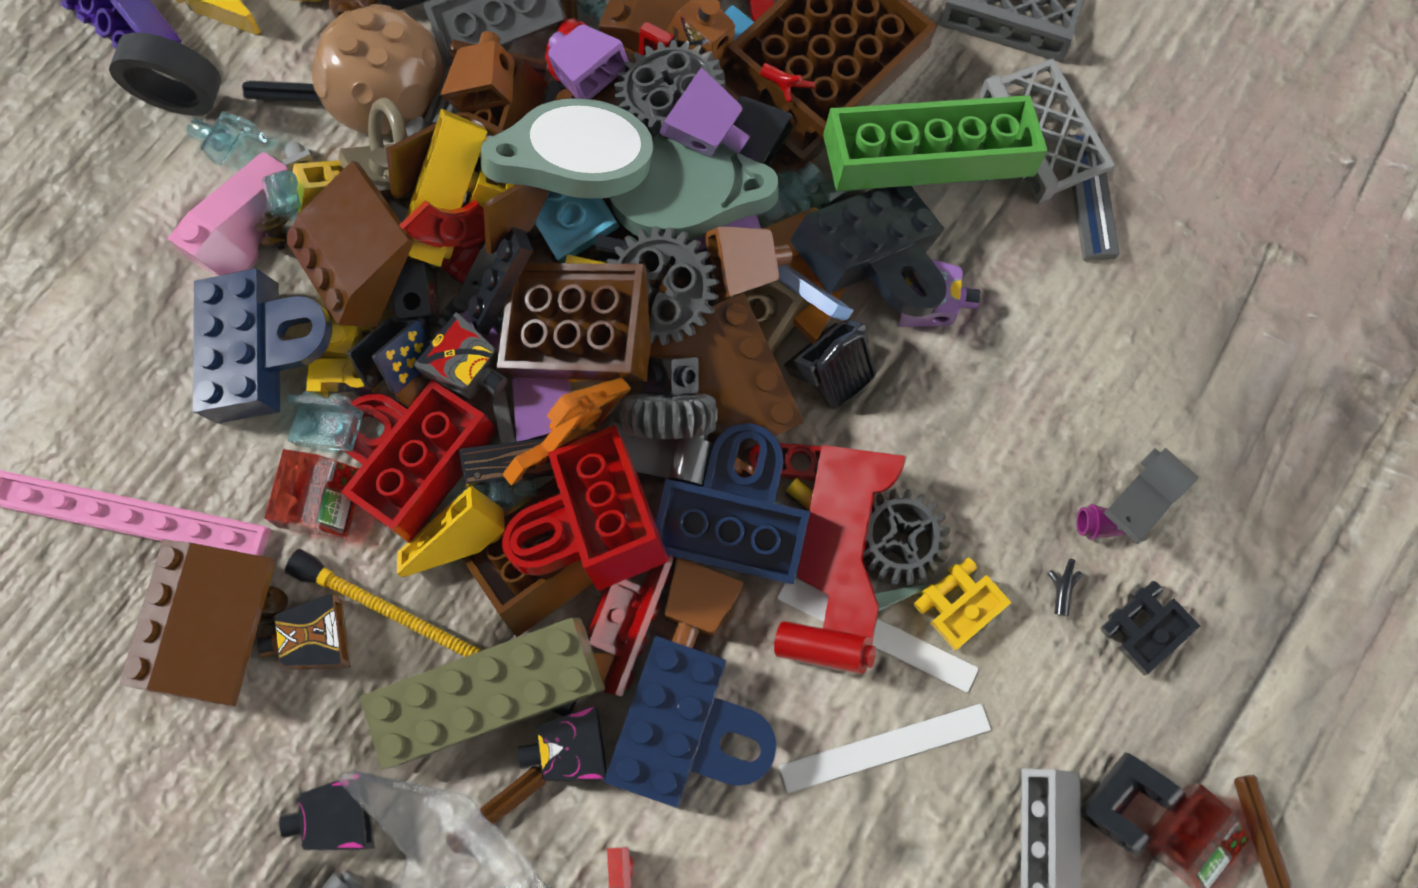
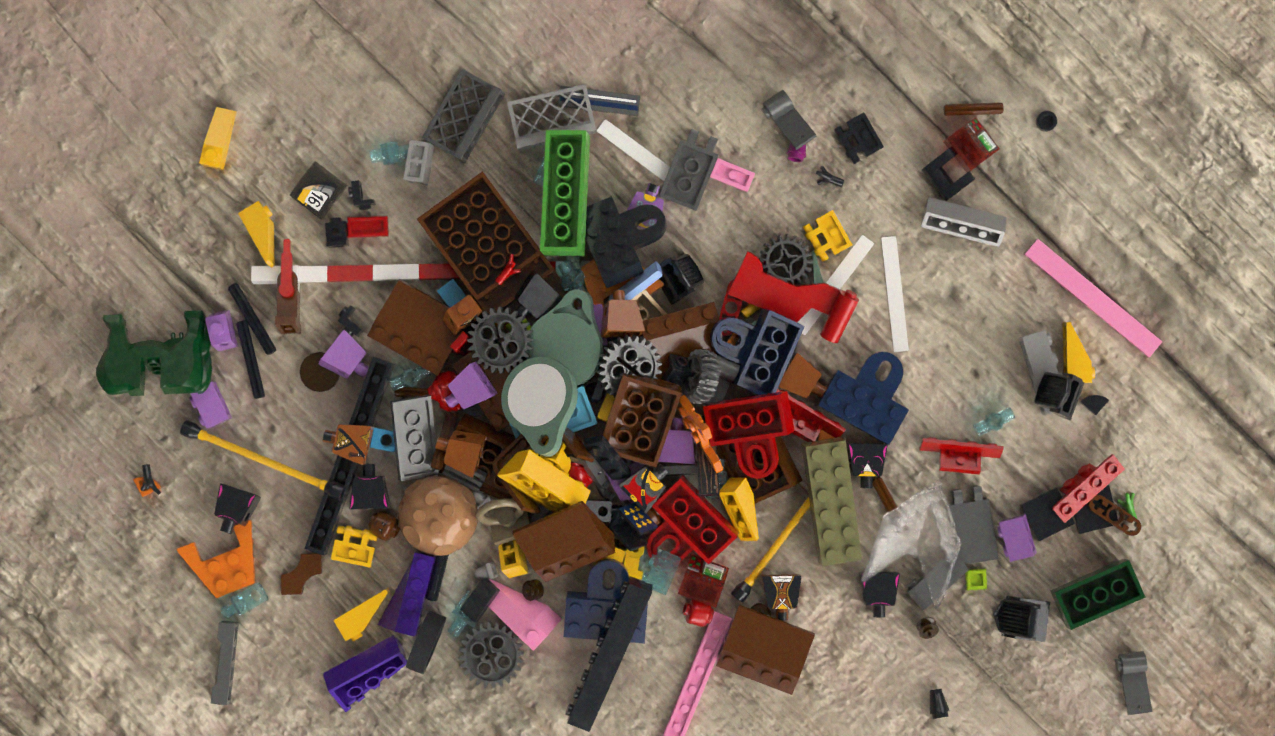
camera: 80 degrees left, 15 degrees up
(159, 185) = (473, 660): none -> dark grey gear
(169, 351) = (609, 653): none -> black brick
(249, 154) = (480, 599): none -> black plate
(252, 58) = (408, 601): none -> dark purple wedge
(254, 497) = (698, 613): none -> red head
(281, 192) = (516, 580): clear light blue axle -> none
(446, 227) = (574, 481): red tile -> none
(705, 117) = (534, 324): medium lavender torso -> none
(1015, 288) = (634, 149): none -> white sticker
(1016, 354) = (689, 172): none -> dark grey tile
(1026, 422) = (732, 175): none -> bright pink plate

